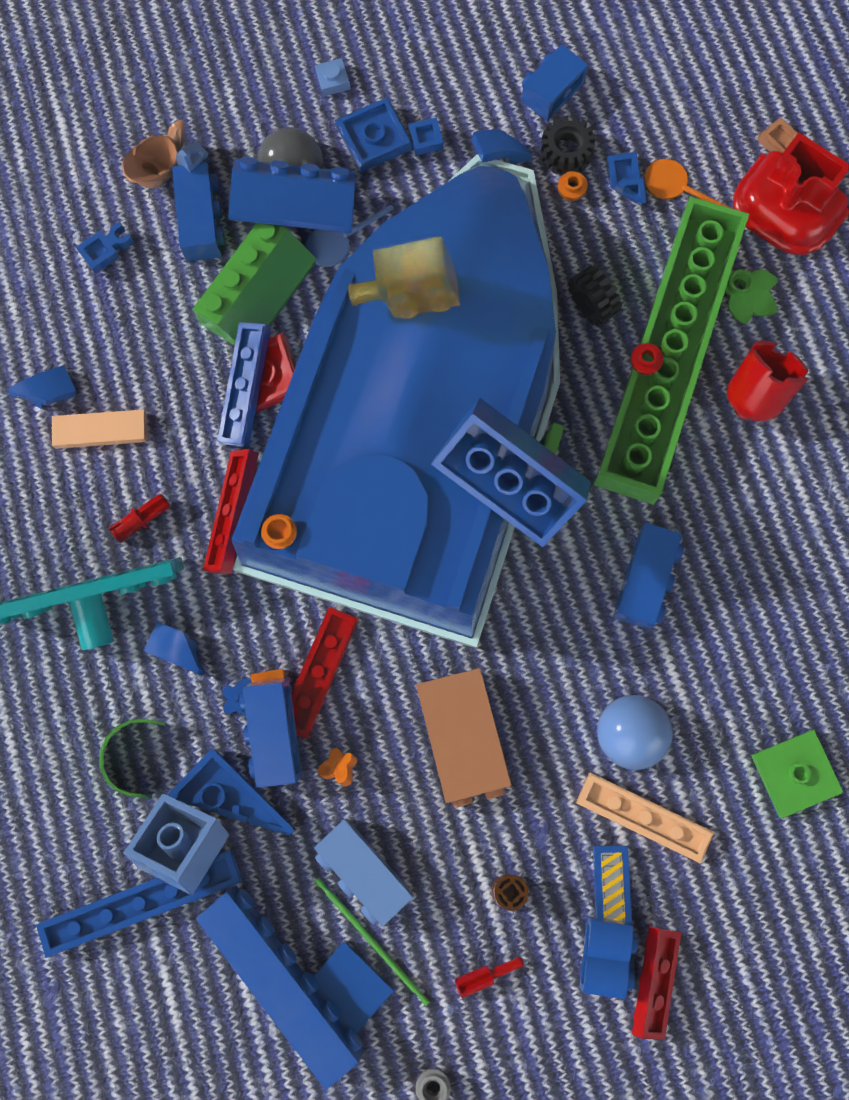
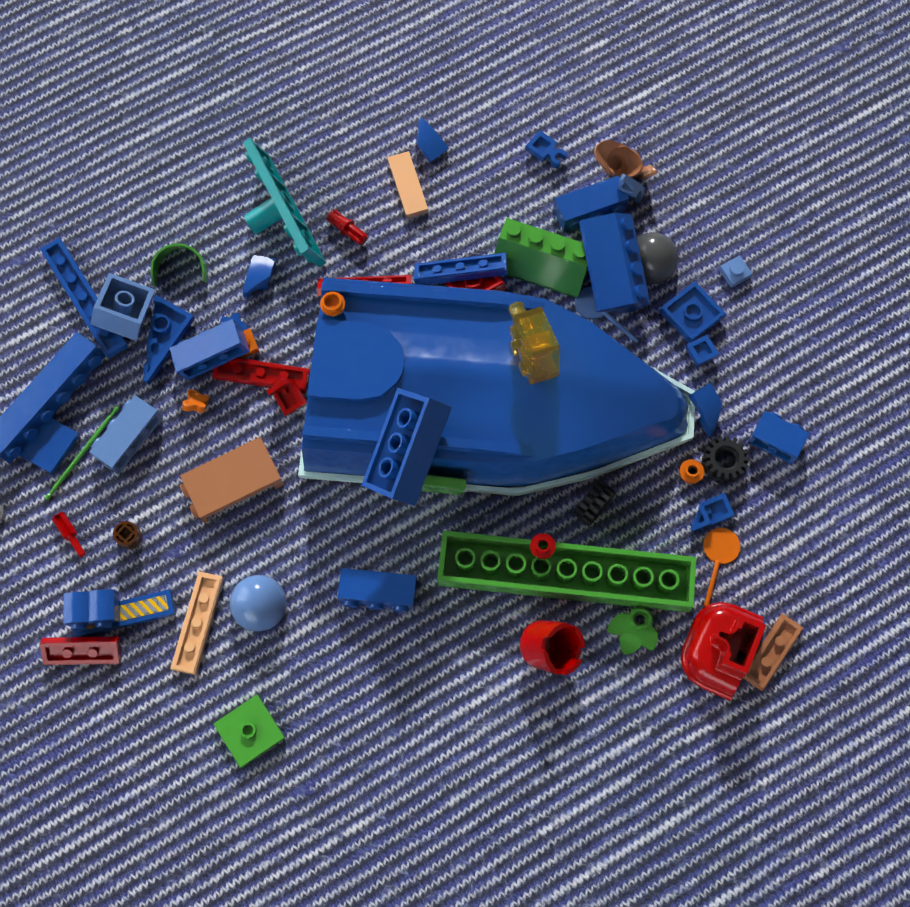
camera: 75 degrees right, 5 degrees down
(362, 640) = (287, 395): none -> red bracket

